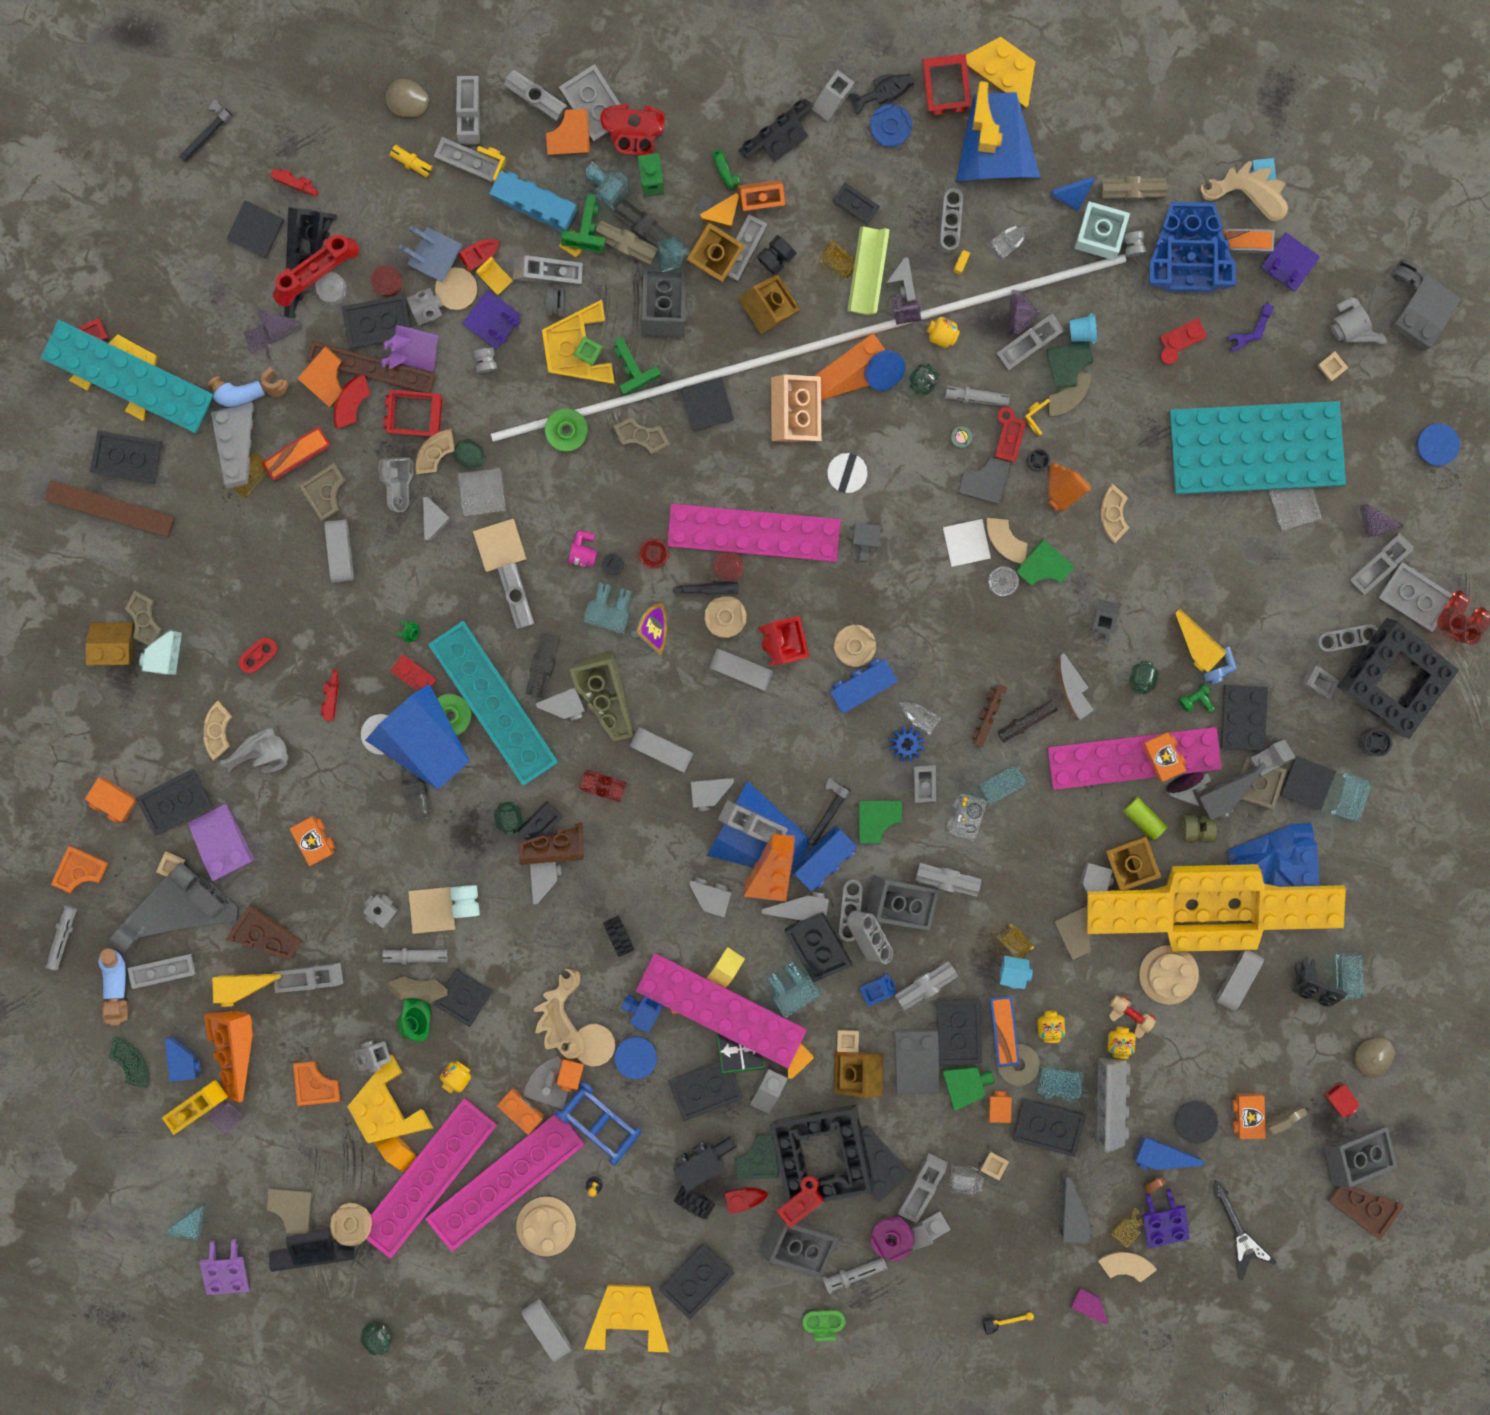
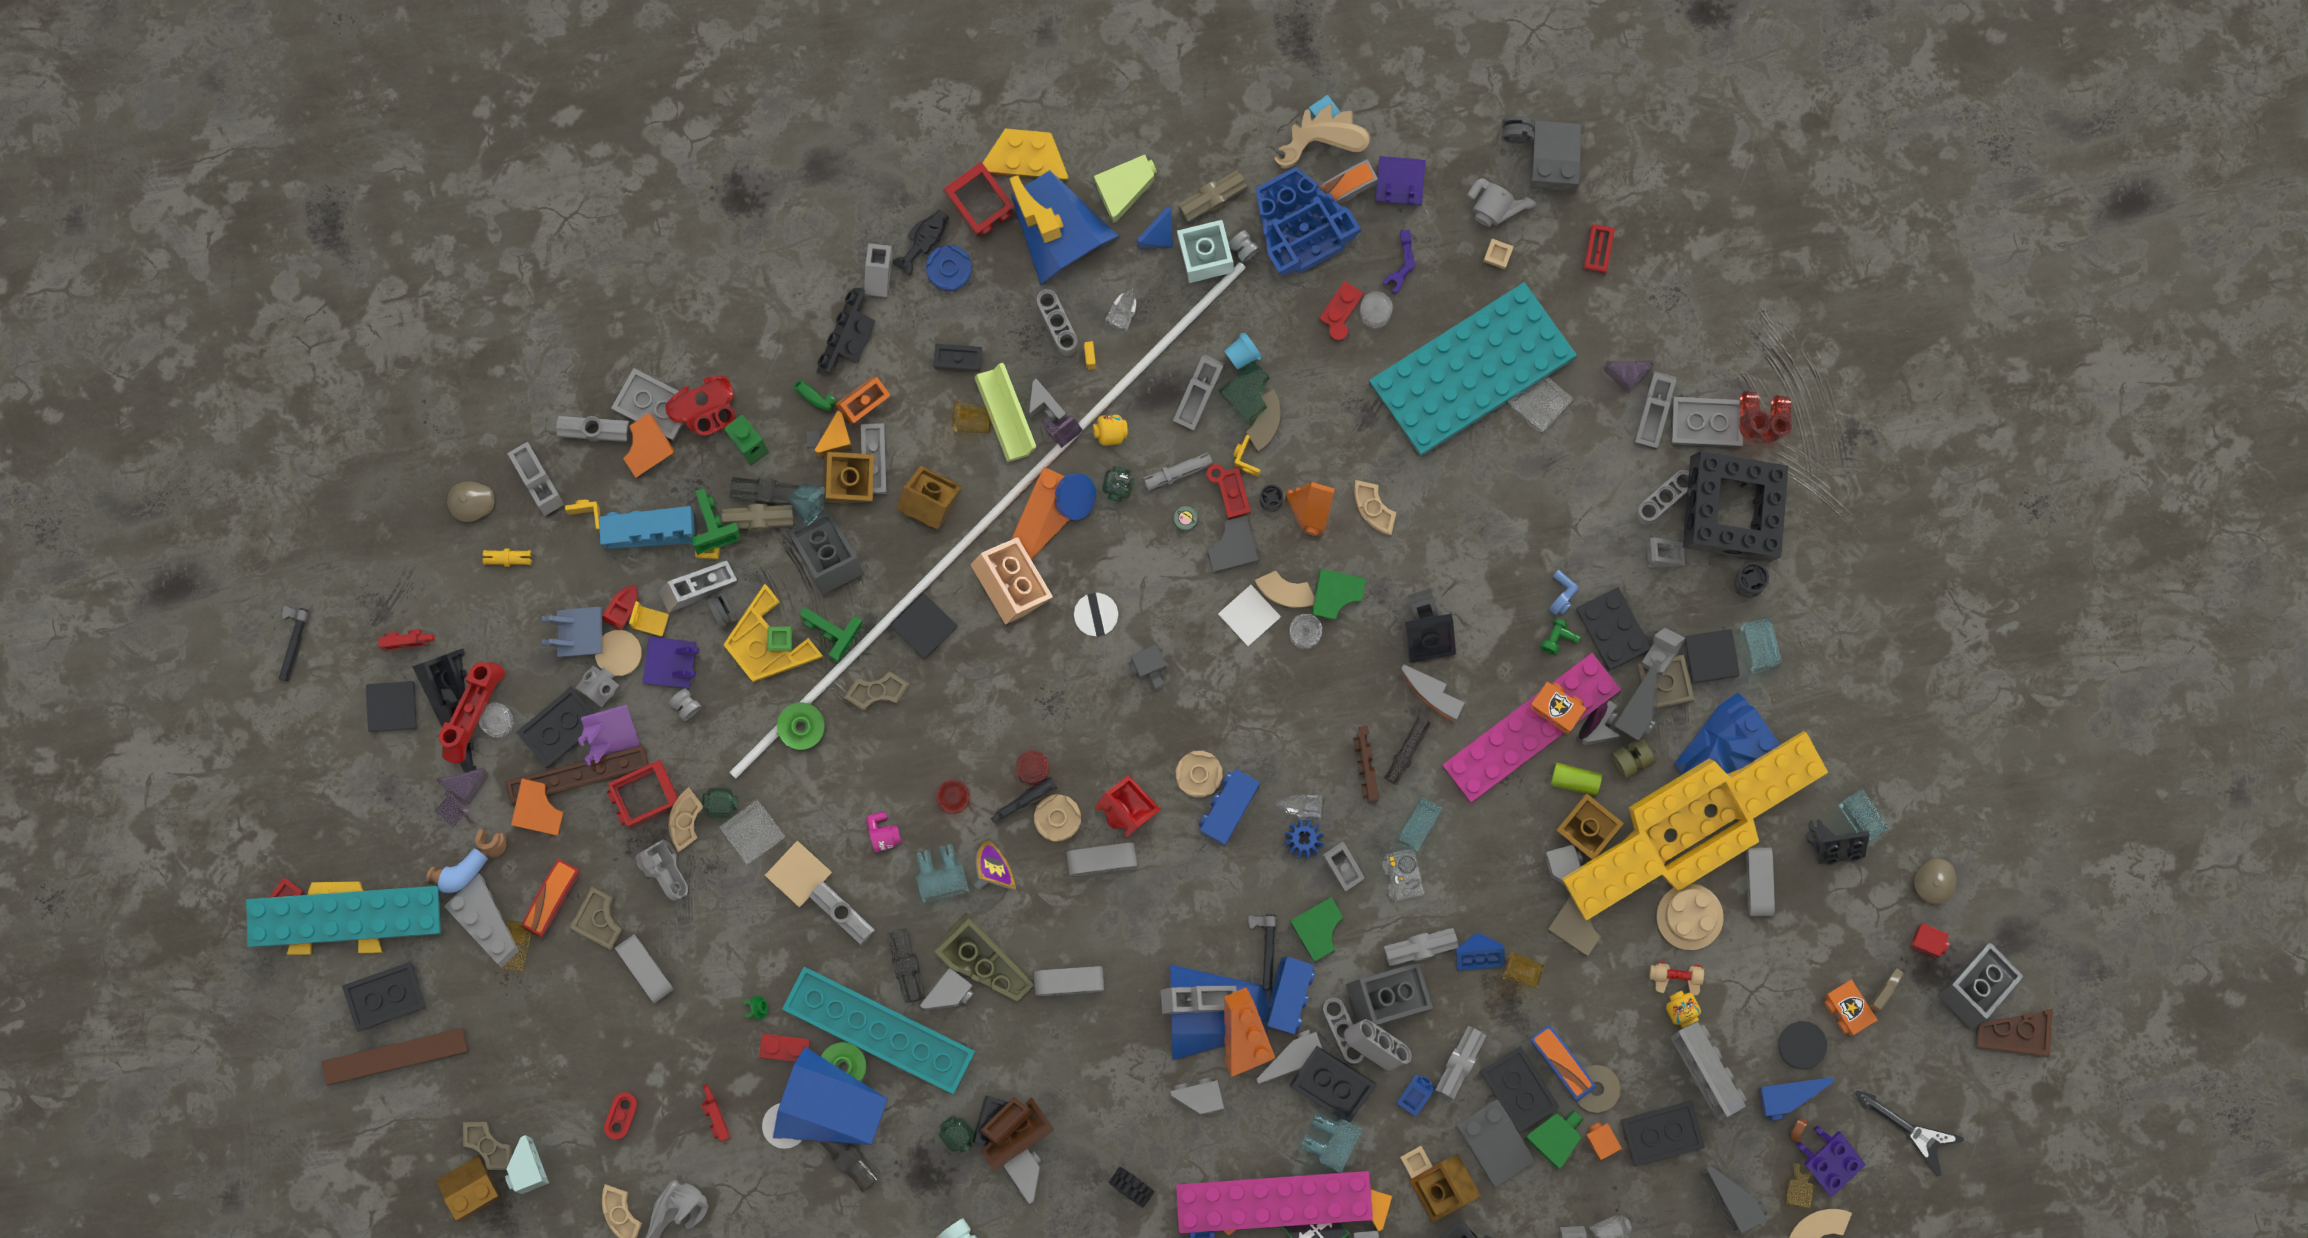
camera: 30 degrees left, 10 degrees down
(349, 400) = (573, 817): red tile -> none
(386, 281) = (547, 683): clear red wheel -> none
(434, 519) = (720, 883): light grey slope -> none
(466, 159) = (560, 525): light grey plate -> none
(551, 831) = (1006, 1121): none -> reddish brown tile
(603, 785) = (1032, 1049): clear red piece -> none
(612, 185) = (714, 471): clear light blue brick -> none
(612, 564) = (922, 831): black wheel -> none
(709, 792) = (1139, 996): light grey slope -> none
(726, 967) = (1255, 1159): light yellow slope -> none
(754, 532) = (1038, 722): dark pink plate -> none
(775, 256) = (909, 447): black wheel -> none
(991, 910) = (1480, 953): none -> blue slope
(994, 1165) = (1631, 1202): tan plate -> none
(1015, 972) = (1539, 999): medium azure brick -> none
(1021, 312) = (1173, 368): clear purple slope -> none
(1051, 1027) = (1606, 1033): yellow head -> none
(1060, 1083) = (1647, 1083): clear light blue brick -> none
(1069, 138) = (1124, 185): none -> yellowish green slope
(1097, 644) = (1430, 638): none -> black plate
(1143, 677) = (1494, 645): clear green head -> none
(1201, 646) = (1532, 584): yellow slope -> none
(1209, 355) = (1376, 309): none -> clear wheel
(1402, 421) = (1587, 266): none -> red tile
(1438, 444) = (1641, 269): blue tile -> none

